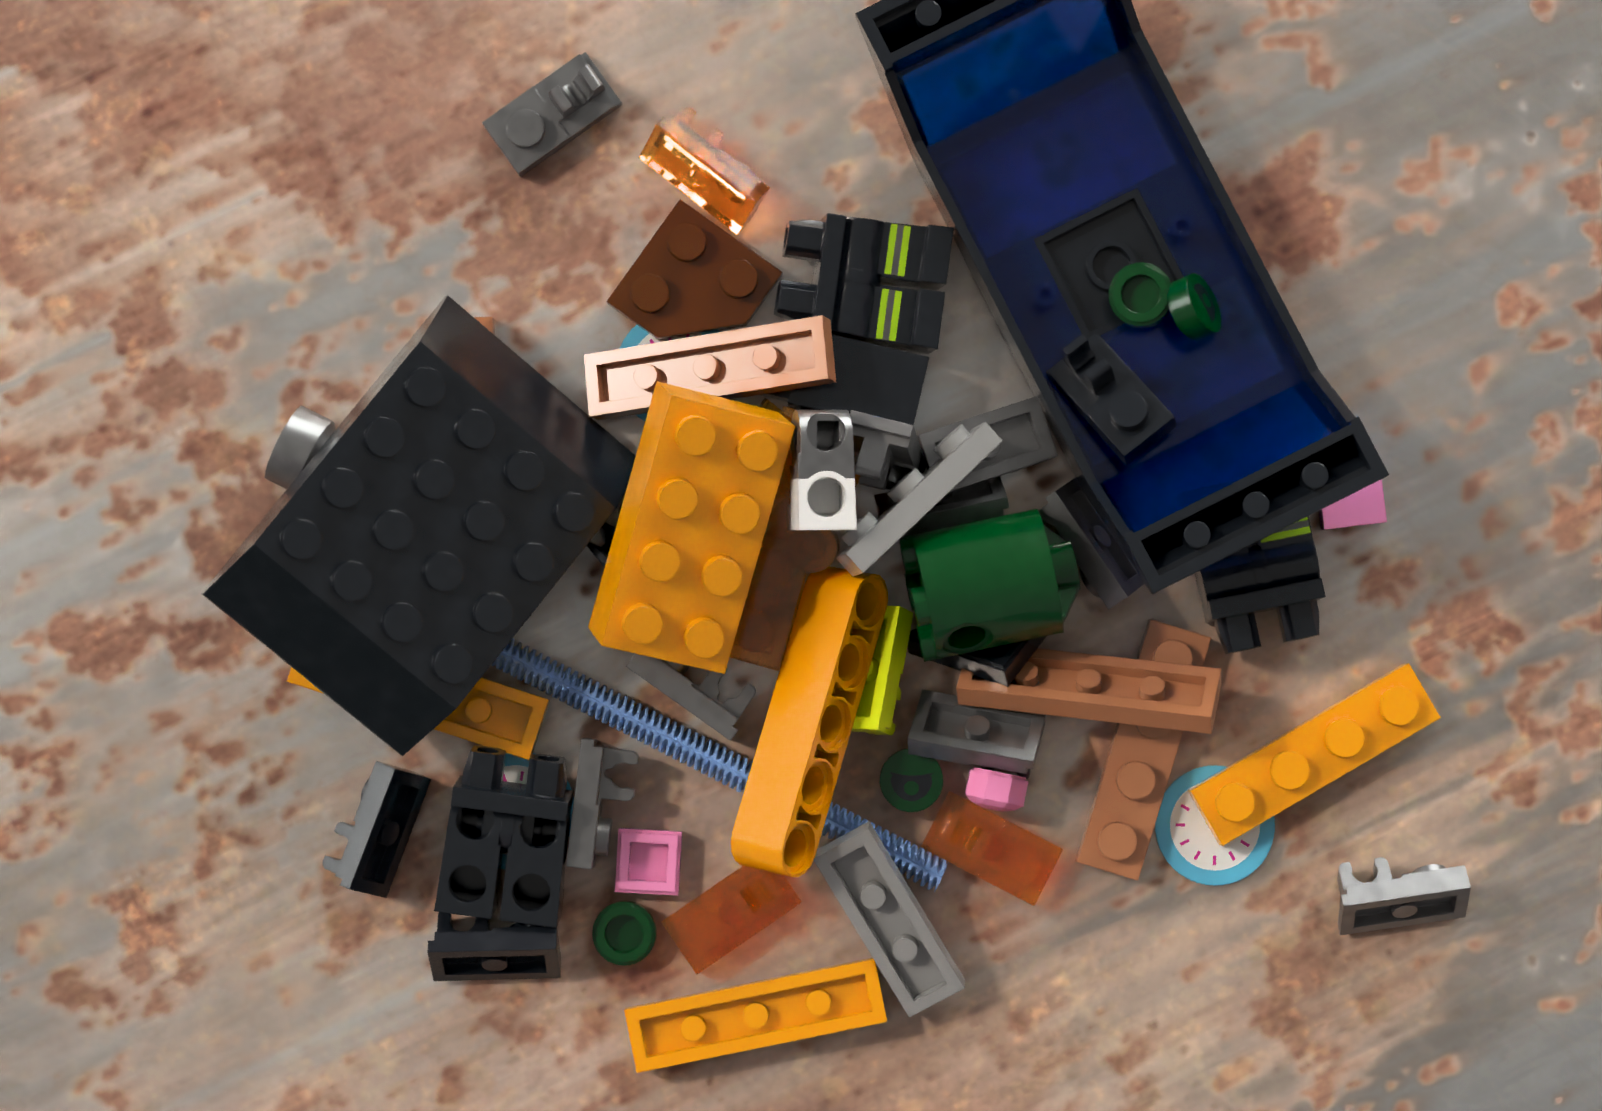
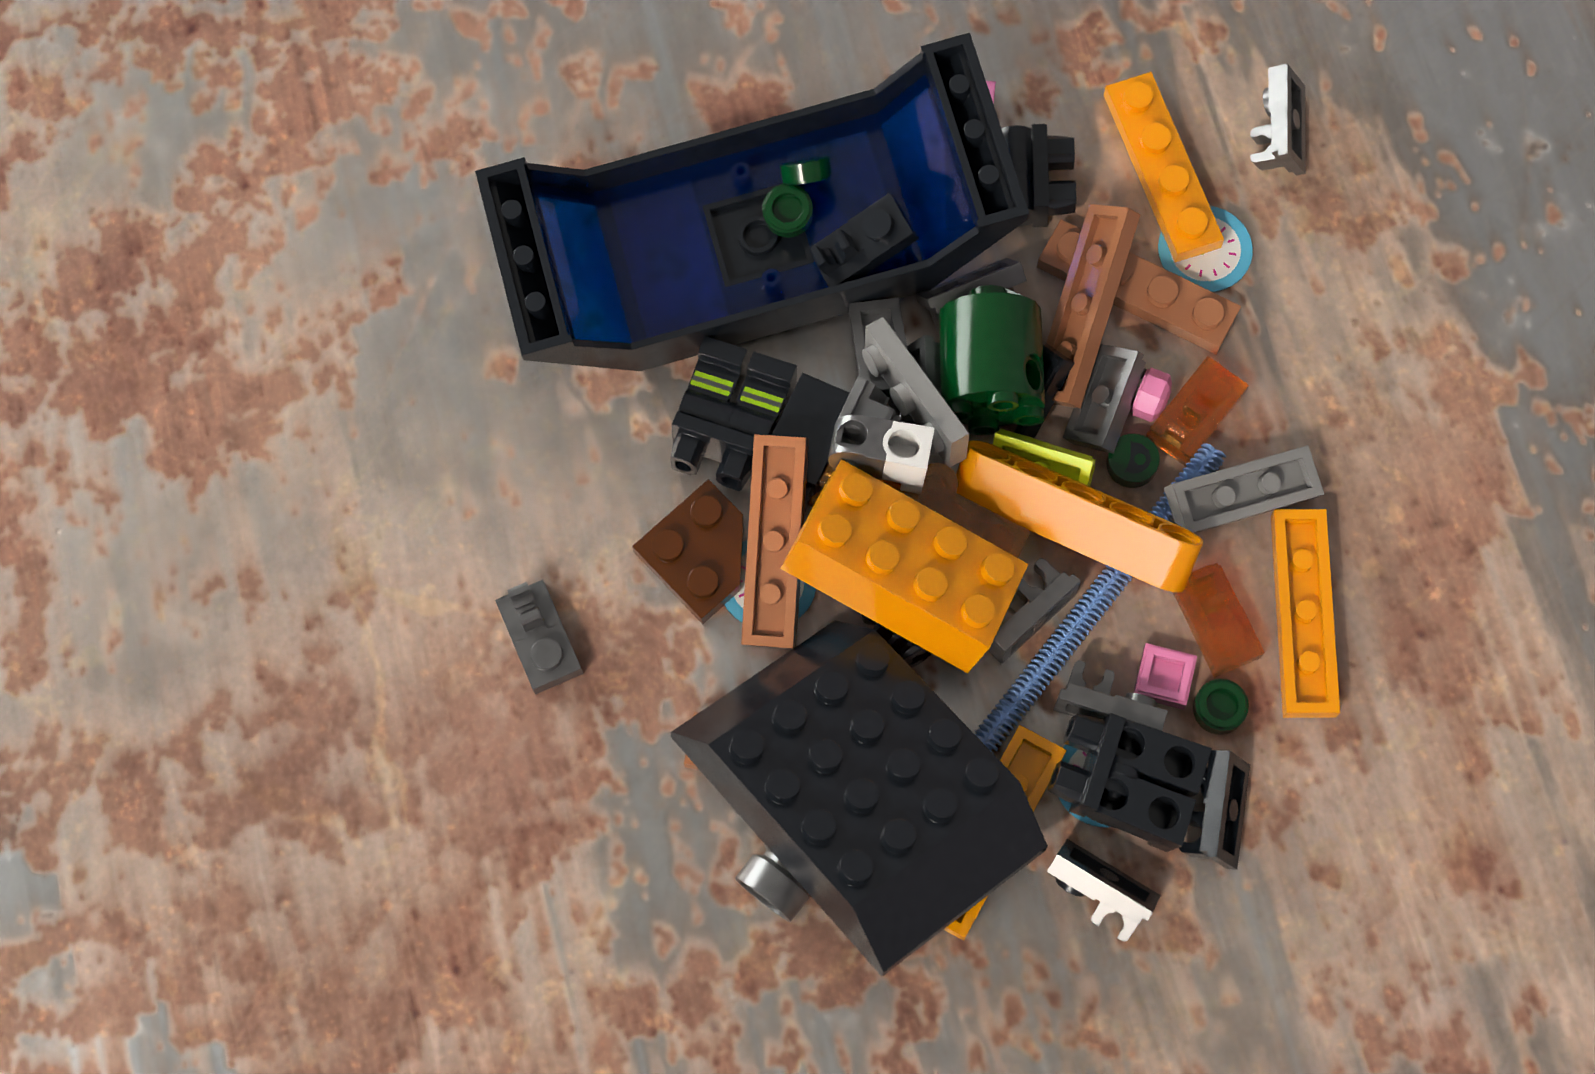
camera: 70 degrees left, 15 degrees down
(703, 172) = (615, 521): clear orange plate -> none

